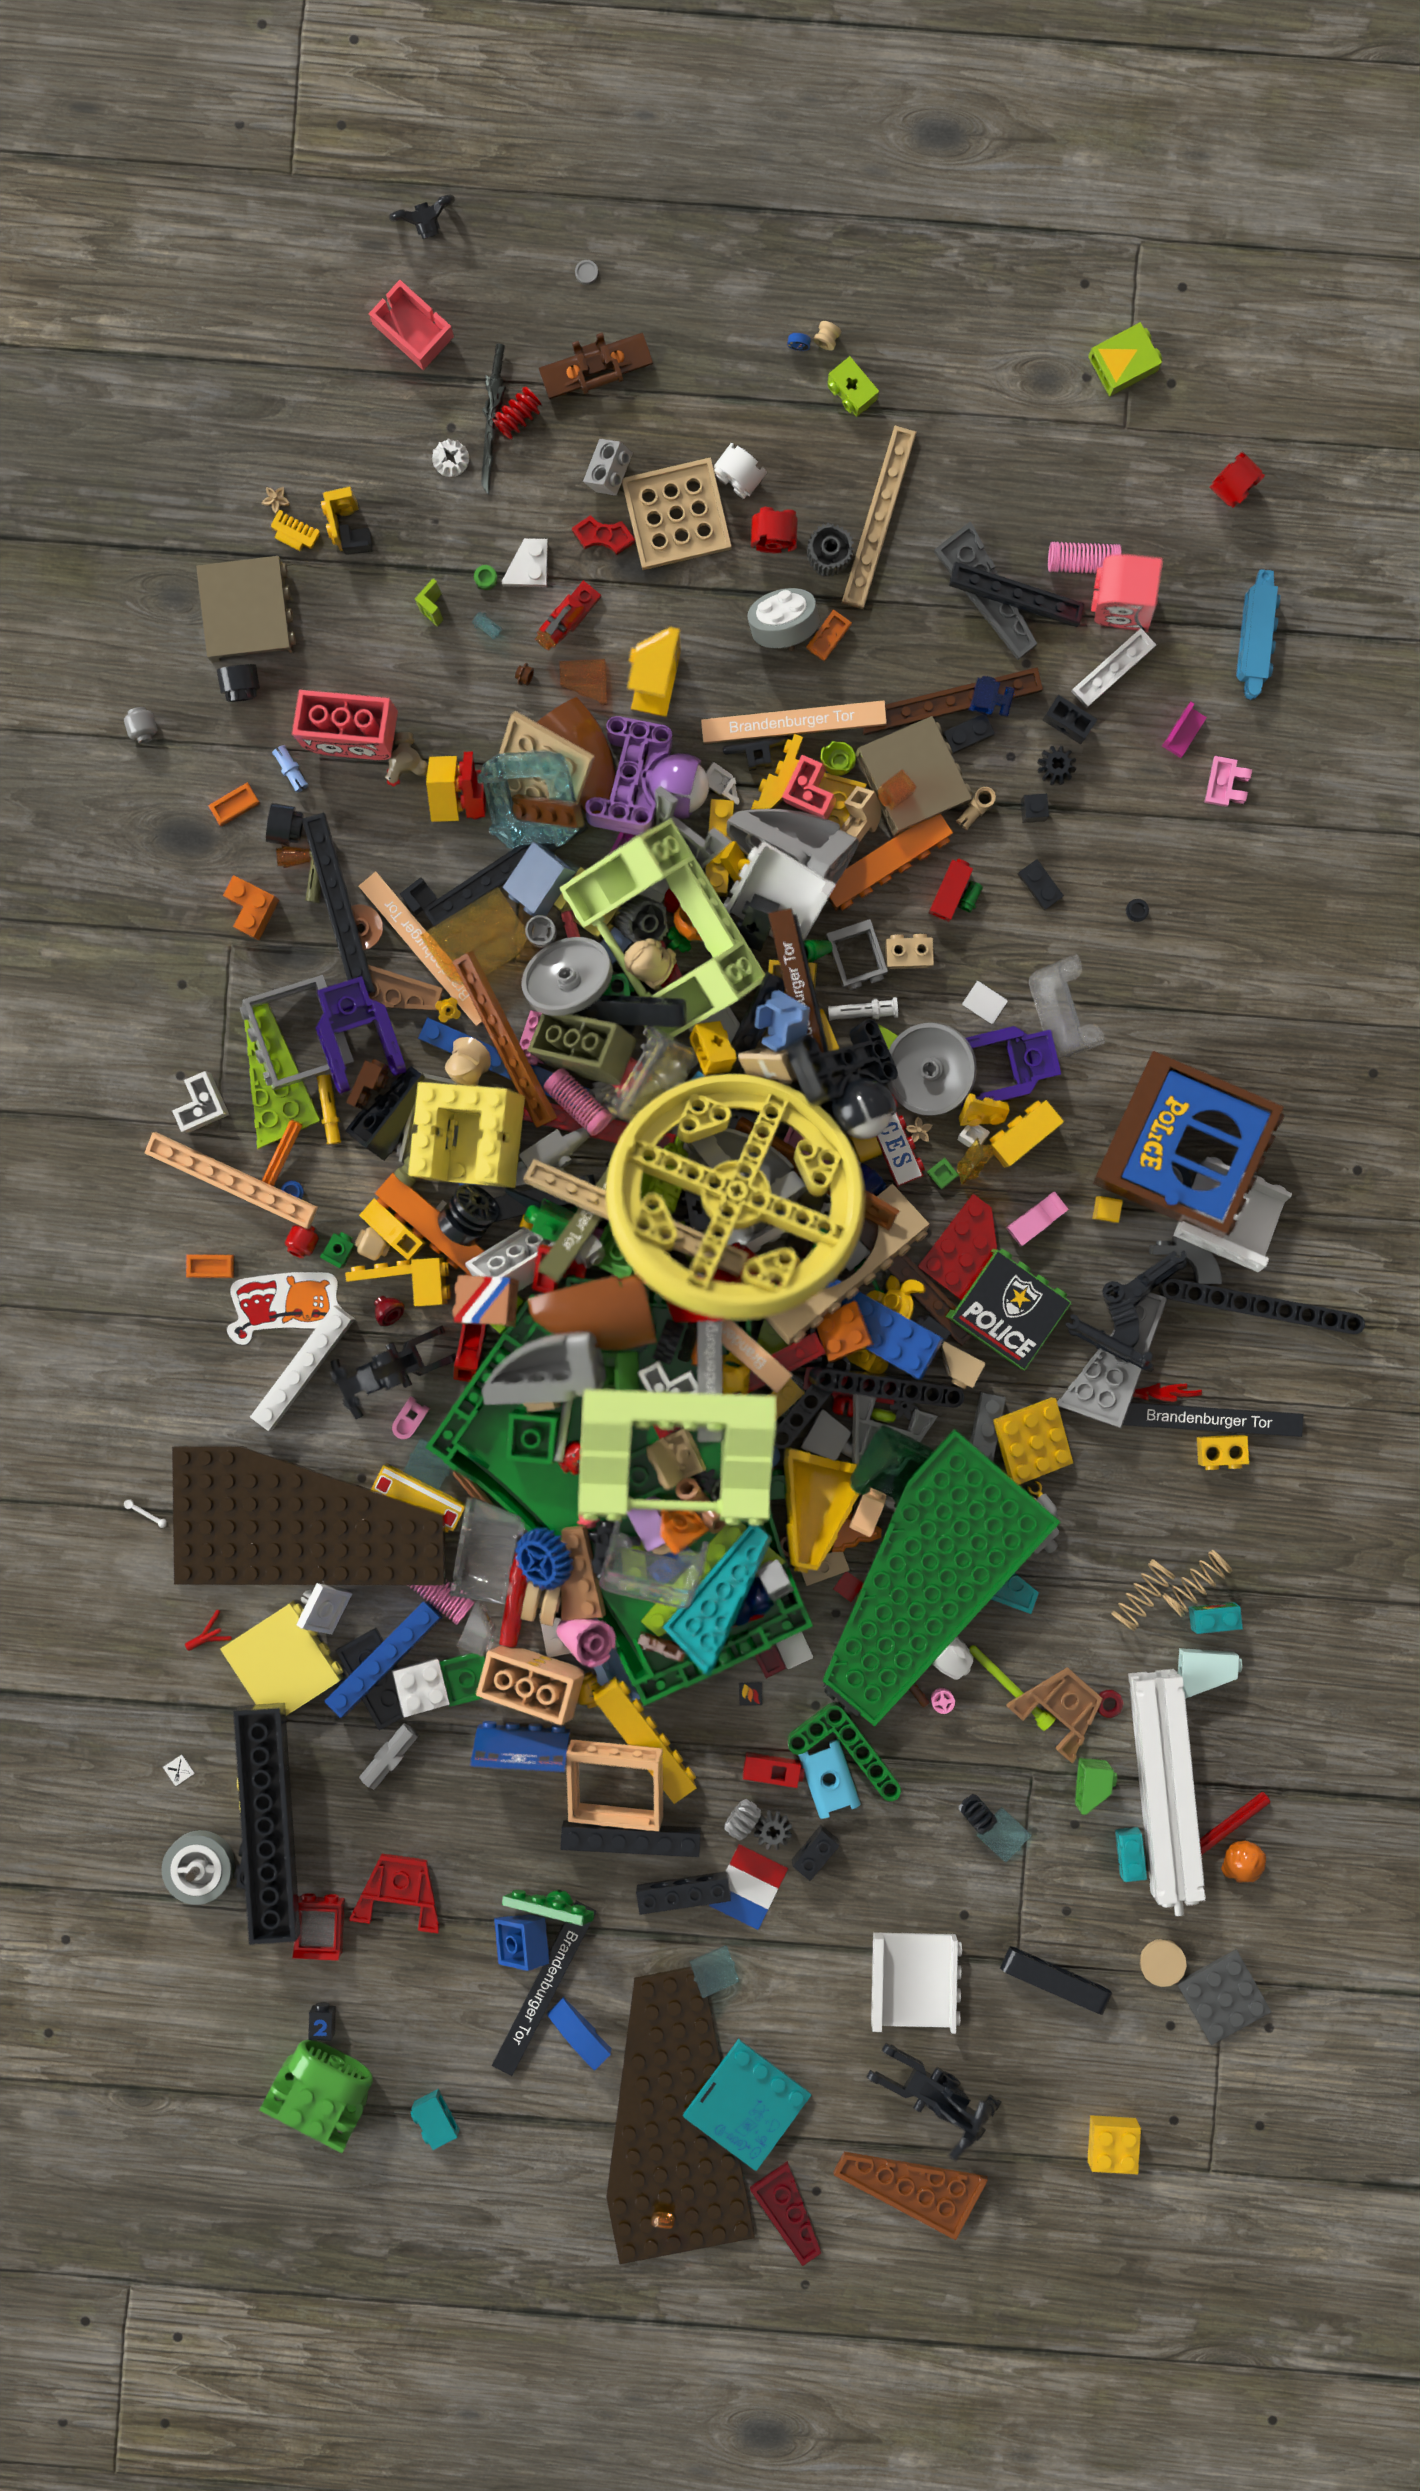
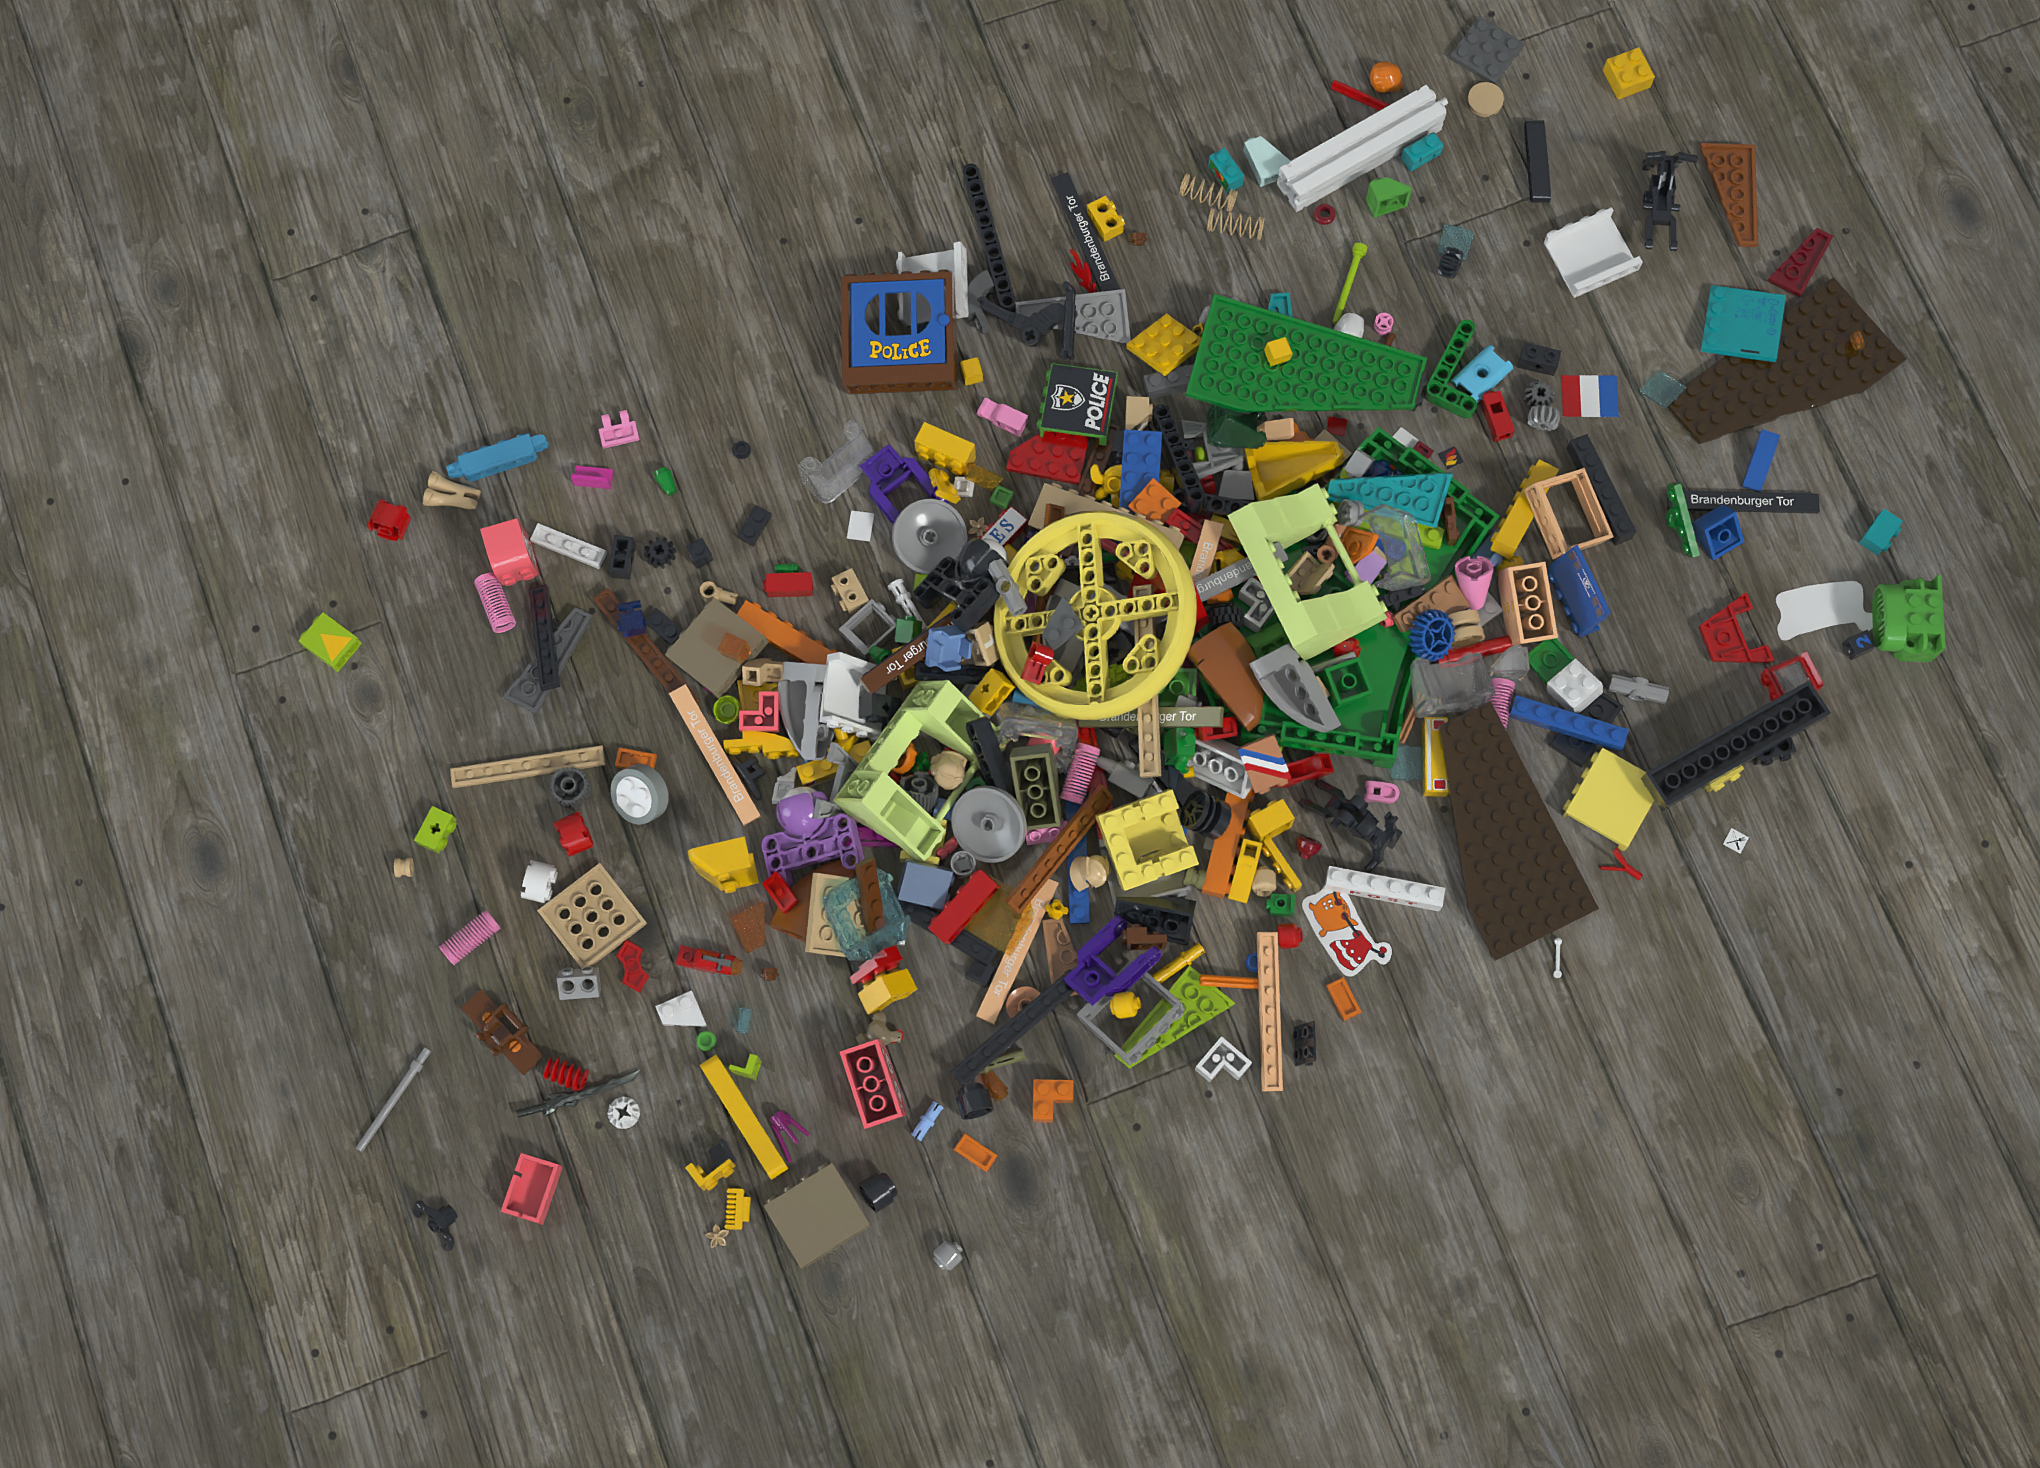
camera: 110 degrees left, 15 degrees down
(178, 1199) = (1305, 1044): none -> black hinge
(198, 1867) = (1798, 787): wheel -> none
(301, 1026) = (1125, 1004): none -> yellow head
(323, 1608) = (1555, 786): white tile -> none
(360, 614) = (781, 1122): none -> magenta plant
(384, 579) = (743, 1117): none -> yellow beam
(386, 2006) = (1821, 607): none -> white sticker
(491, 908) = (964, 906): none -> red brick
(586, 272) = (429, 1076): light grey piece -> none
(600, 720) = (780, 892): none -> red plate
(602, 260) = (416, 1066): none -> light grey bar
(683, 1892) = (1619, 435): black brick -> none
(701, 350) = (492, 926): none -> bright pink piece
(714, 1108) = (1036, 662): none -> red plate
(720, 1539) = (1349, 512): none -> light grey wheel
(739, 1154) = (1062, 625): none -> dark grey wing
(799, 341) = (417, 886): blue tile -> none
(828, 1115) = (1012, 596): none -> light grey piece
(833, 995) = (907, 629): none -> green brick
(954, 1558) = (1278, 351): none -> yellow piece
(1068, 1701) = (1337, 239): medium nougat wing -> none
(1140, 809) = (665, 480): none -> green cone
(1179, 1476) = (1138, 239): none -> reddish brown plate
(1257, 555) = (461, 495): none -> tan piece

